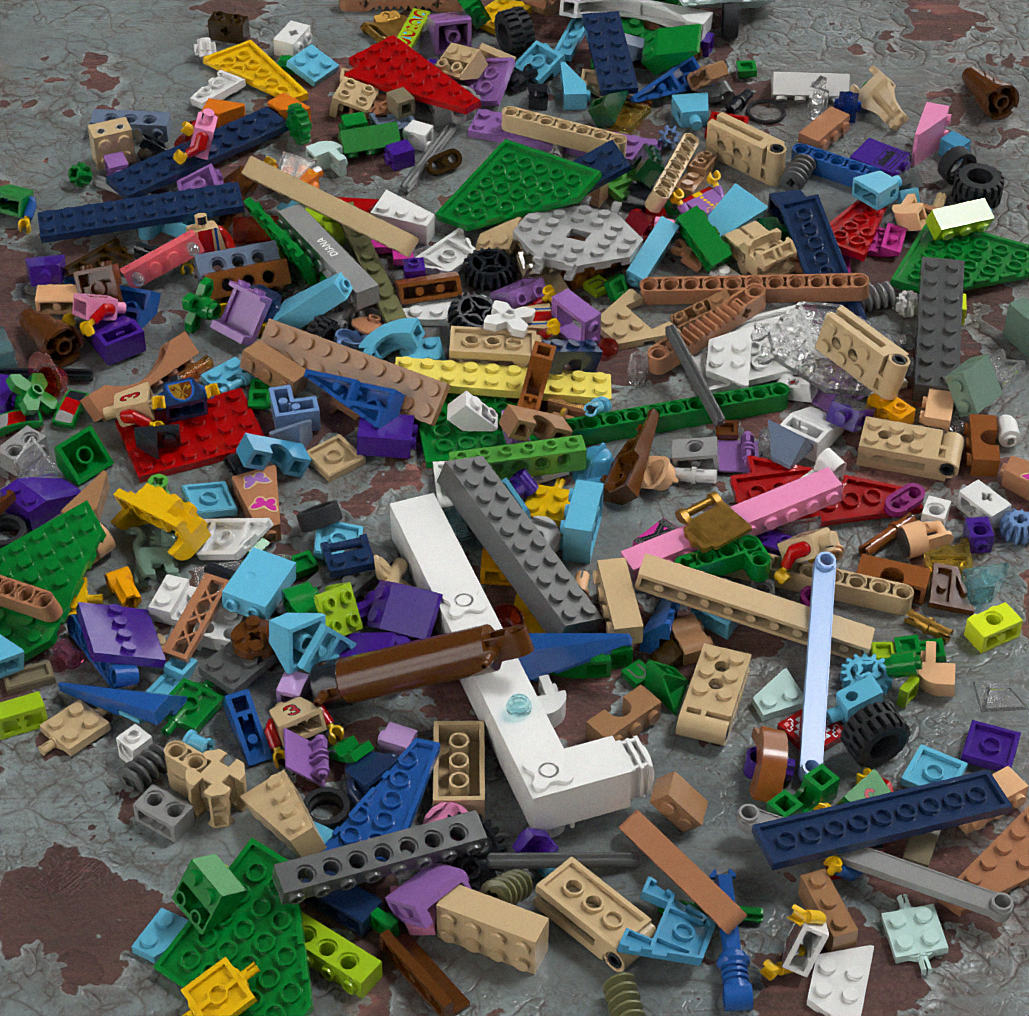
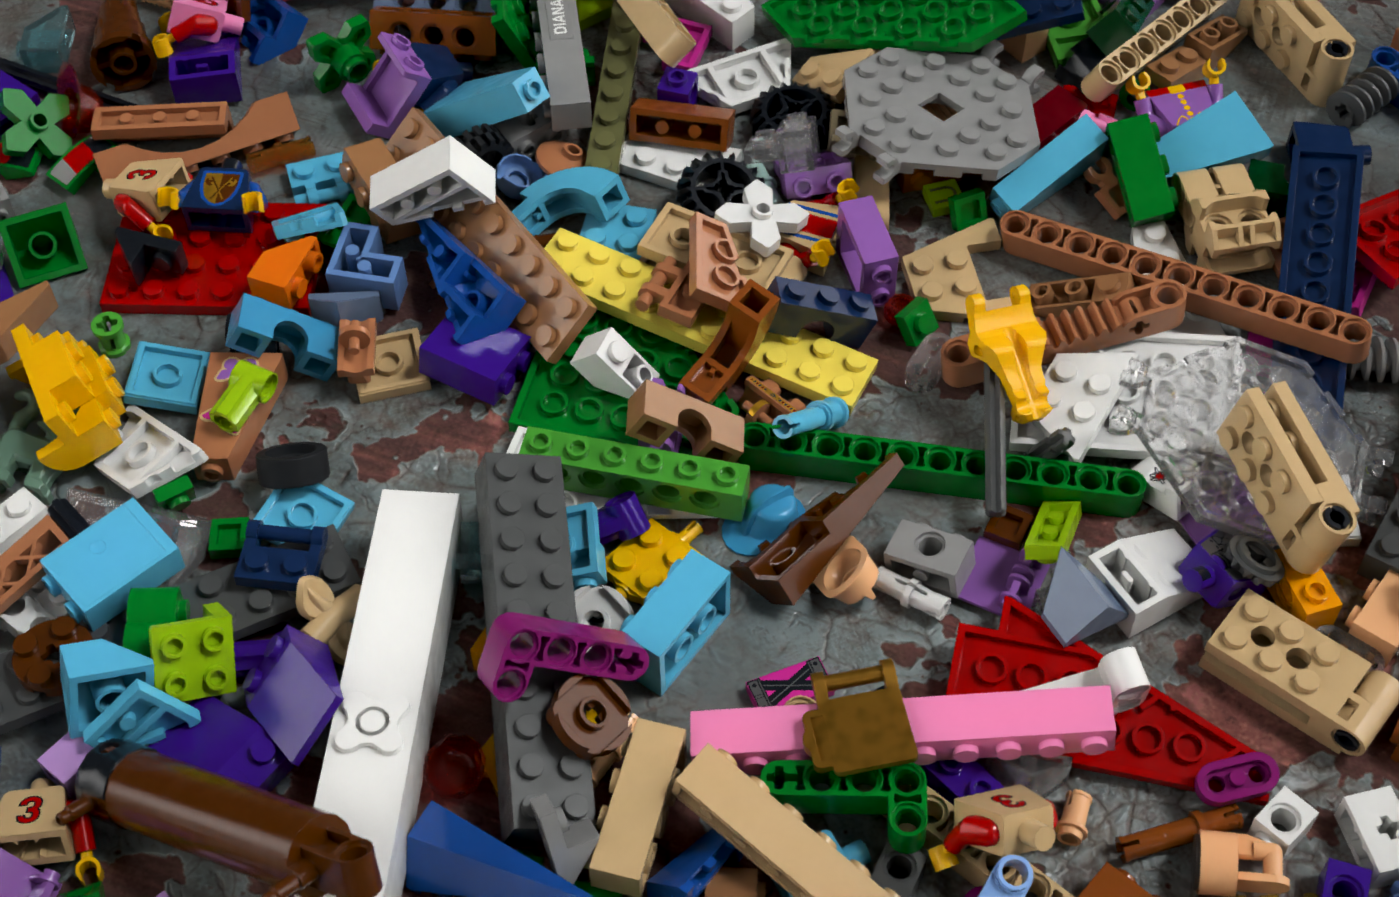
camera: 25 degrees right, 10 degrees up
(111, 371) = (162, 122): none -> nougat fence
(247, 393) = (310, 221): none -> medium azure wing
(248, 421) = (285, 271): none -> orange slope
(271, 488) = (246, 388): none -> lime piece
(313, 349) = (431, 181): none -> white wedge
(318, 450) = (357, 350): none -> nougat hips
(492, 369) = (673, 302): none -> nougat plate
(501, 346) = (712, 263): none -> nougat wing
(505, 277) = (792, 145): none -> clear brick
(527, 535) = (566, 654): none -> magenta beam
(573, 565) = (572, 726): none -> reddish brown plate
(588, 620) = (564, 844): none -> light grey slope
(621, 349) = (916, 321): none -> green plate
(691, 338) = (1014, 349): none -> yellow animal
(731, 383) = (1052, 446): none -> dark grey axle
(754, 421) = (1052, 530): none -> lime plate
(863, 400) = (1255, 560): none -> dark grey gear

